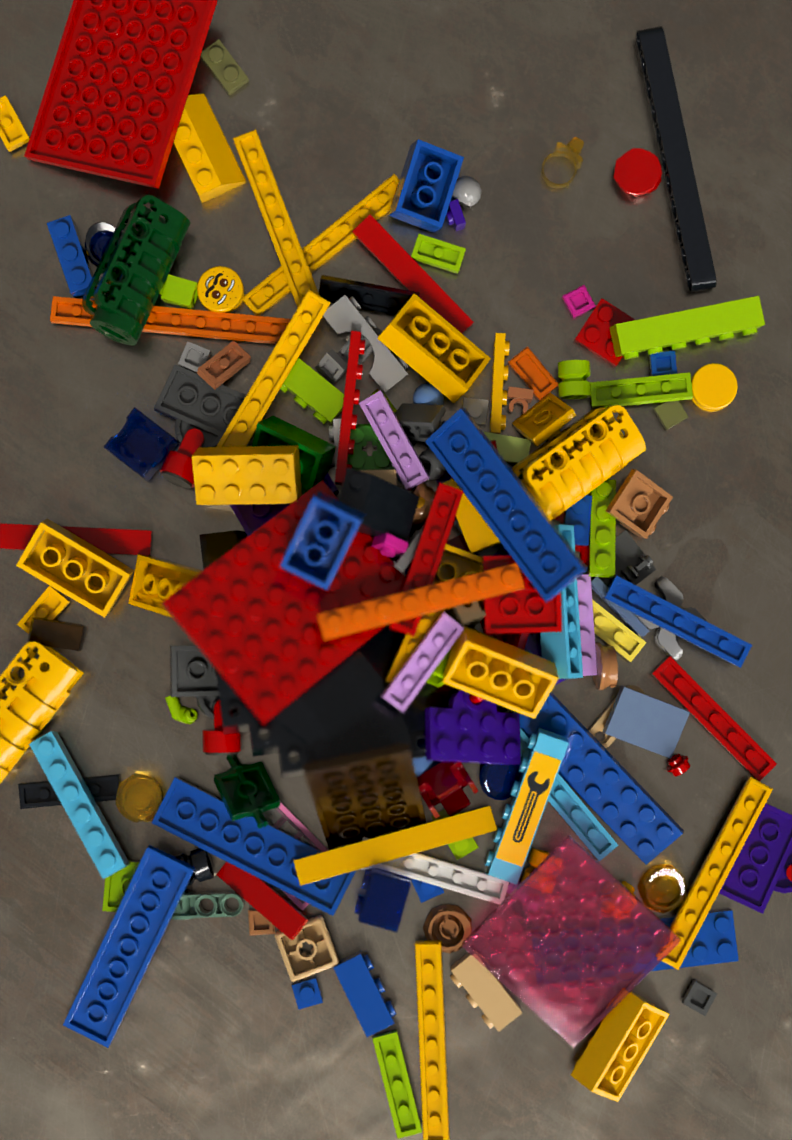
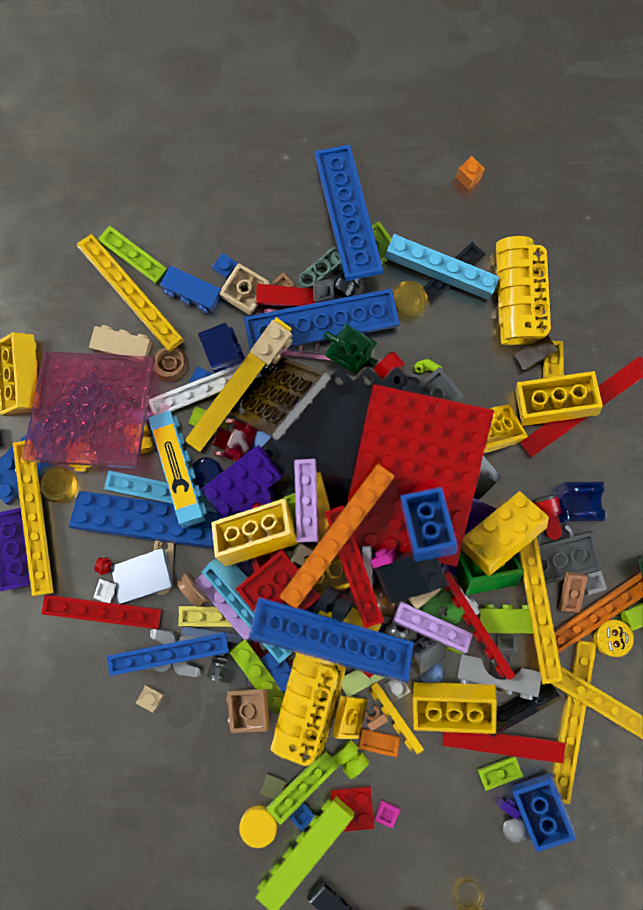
camera: 150 degrees right, 5 degrees down
(225, 878) = (323, 290): none -> dark grey plate
(327, 860) = (272, 343): none -> tan bracket
(474, 536) = (334, 603): none -> black wheel
(695, 737) = (104, 591): none -> white plate
(728, 593) = (149, 698): none -> tan plate

